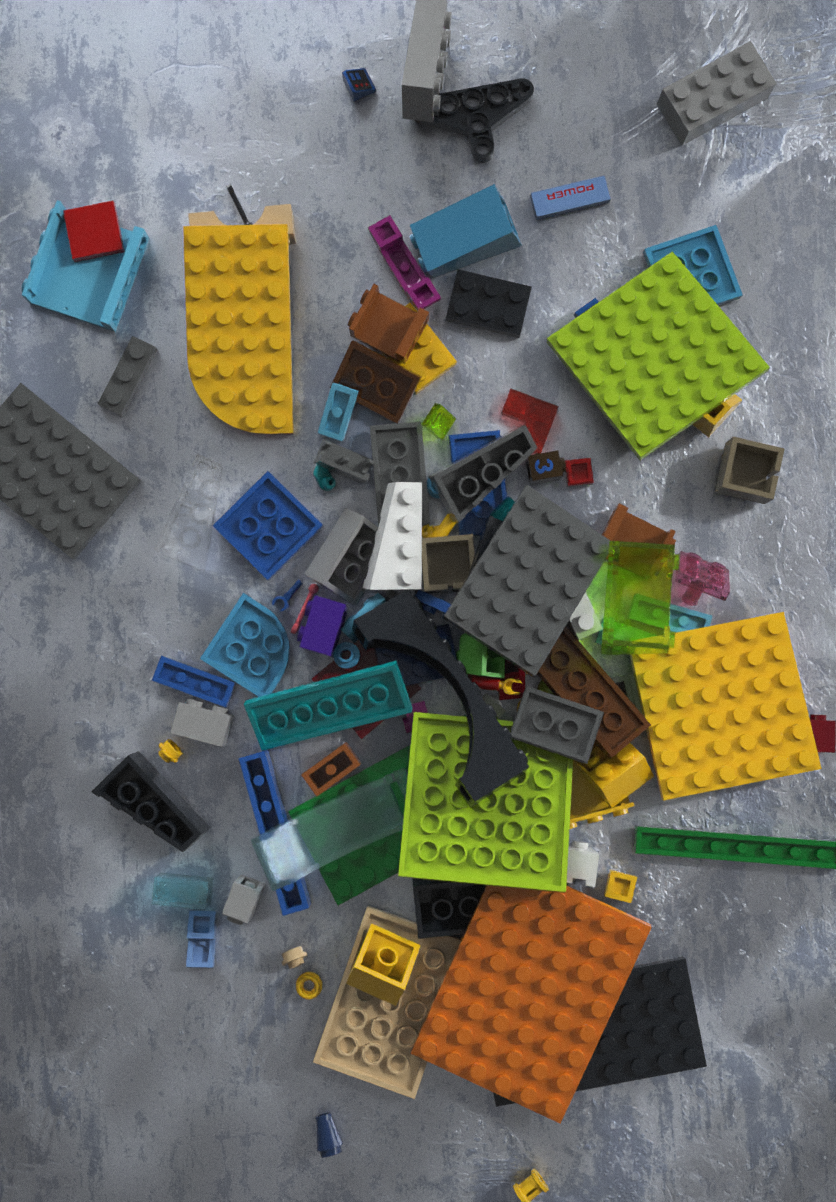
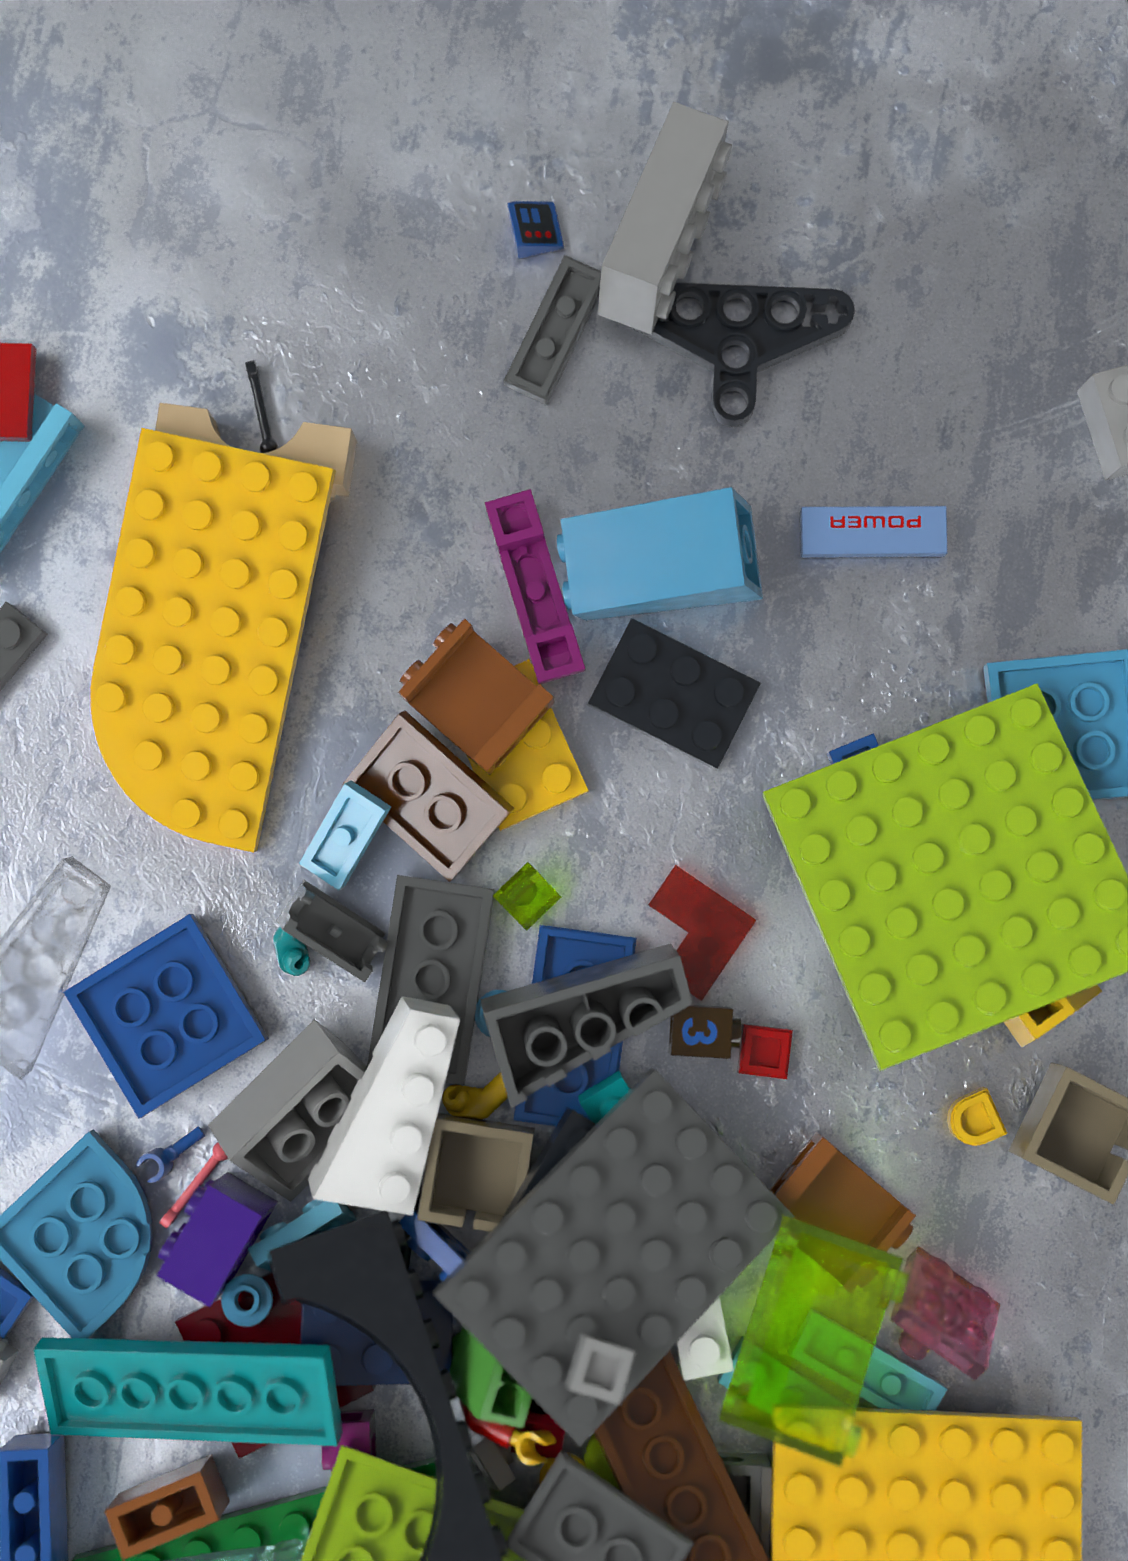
camera: 20 degrees right, 0 degrees up
(382, 133) = (554, 330): none -> dark grey tile
(536, 631) = (600, 1369): none -> light grey plate
(693, 480) = (975, 1118): none -> yellow tile

